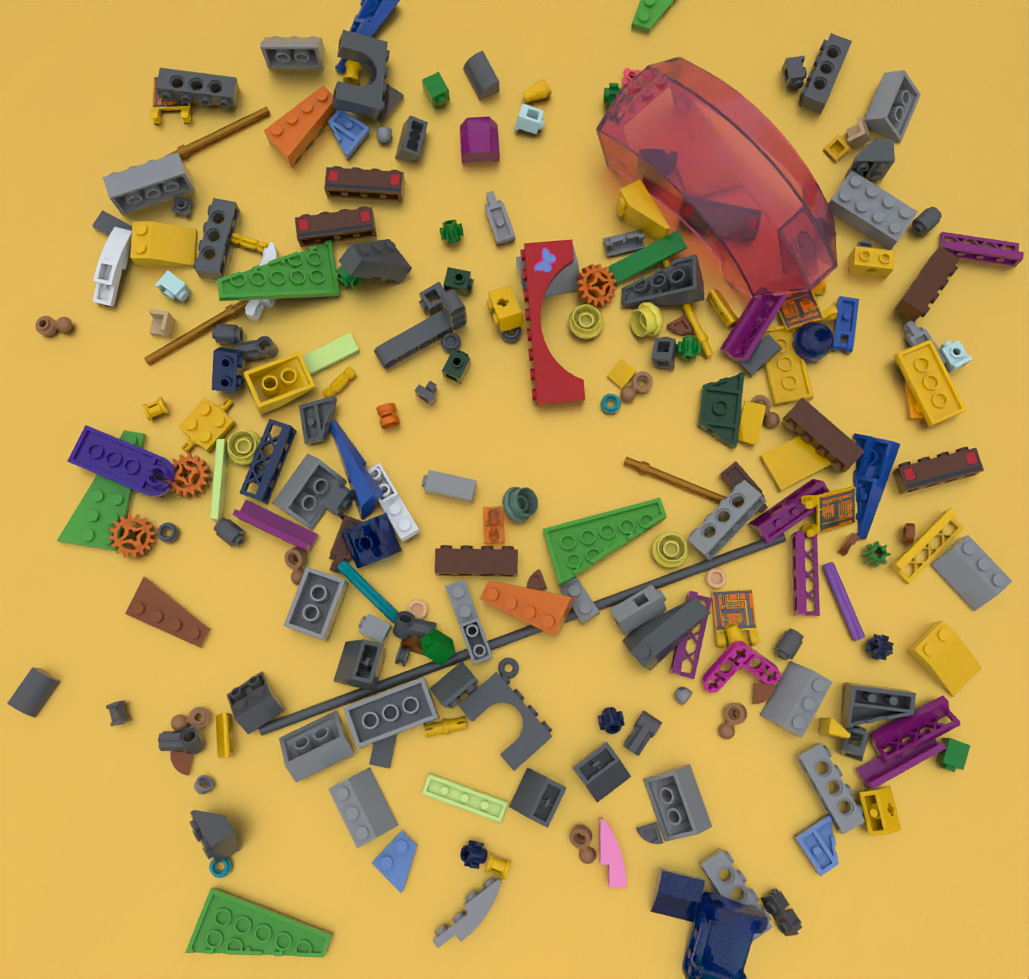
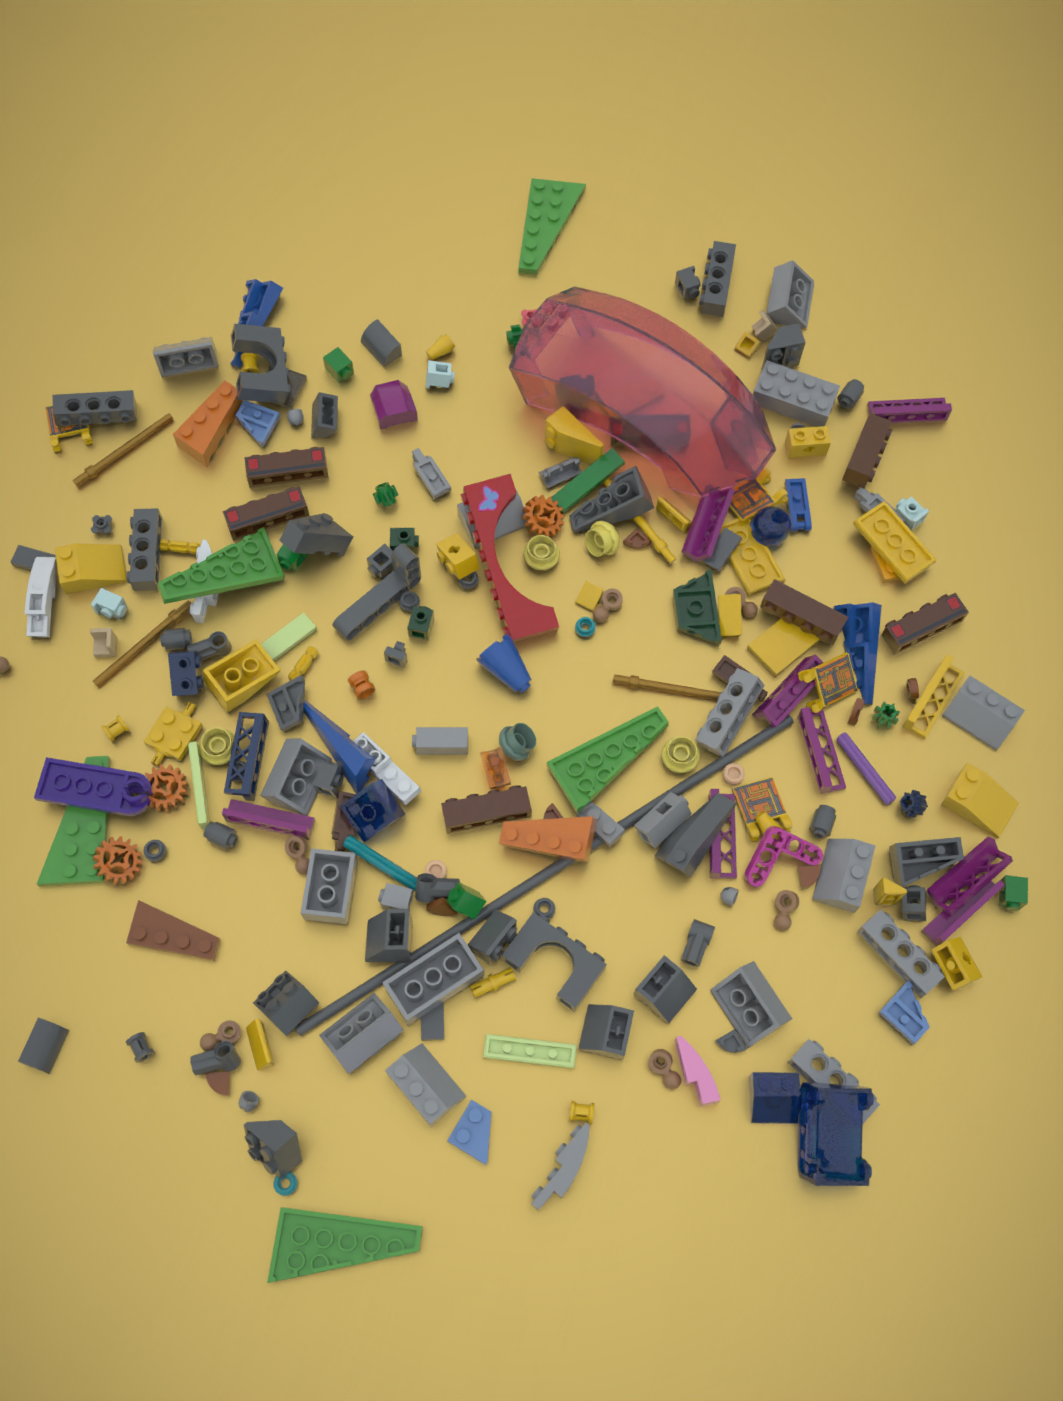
camera: 15 degrees left, 10 degrees down
(149, 183) = (64, 508): light grey brick -> none
(402, 656) = (431, 920): dark grey bush -> none
(468, 621) = (492, 869): light grey slope -> none
(473, 854) = (553, 1105): dark blue gear -> none
(527, 426) = (506, 664): none -> blue cone
(611, 720) = (662, 936): dark blue gear -> none
(664, 353) = (627, 567): dark grey brick -> none
(689, 348) = (650, 557): green gear -> none
(787, 921) = (892, 1098): dark grey hinge -> none

